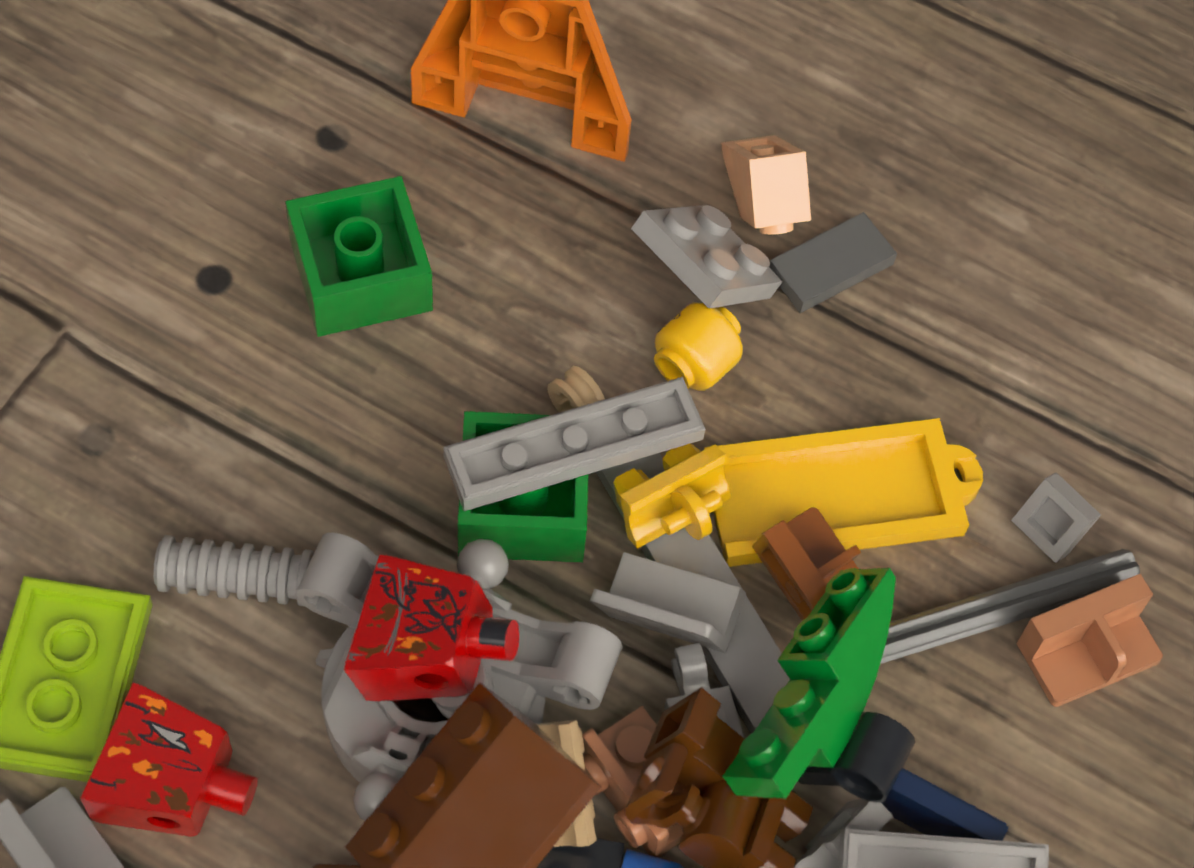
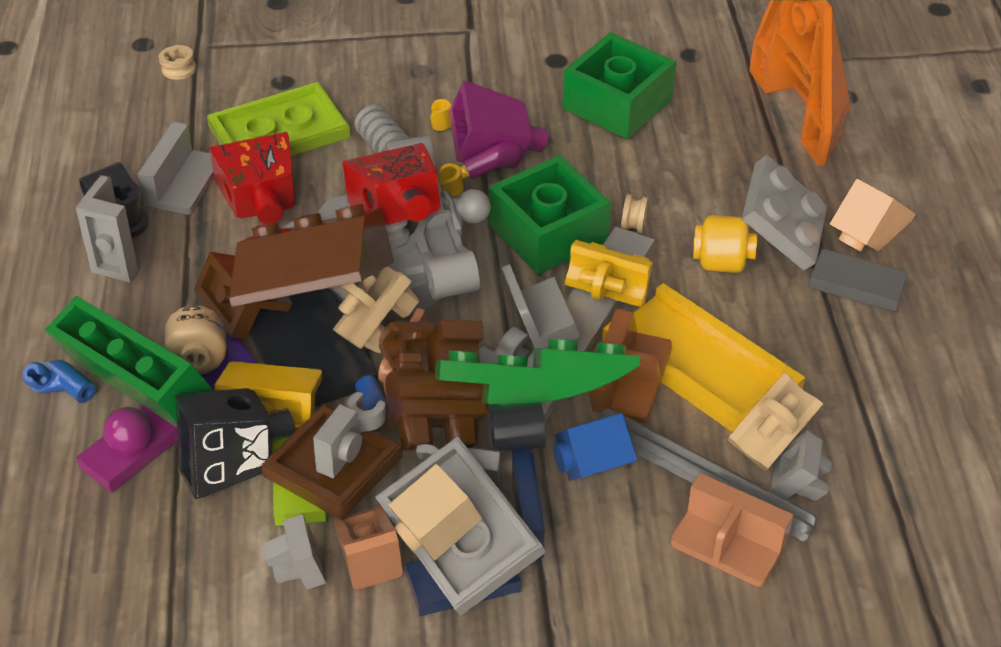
camera: 60 degrees right, 15 degrees down
(314, 447) = (486, 132): none -> magenta torso
(573, 443) = (586, 201): light grey tile -> none
(918, 688) = (594, 447): none -> blue brick
(1006, 498) = (774, 422): none -> tan hips

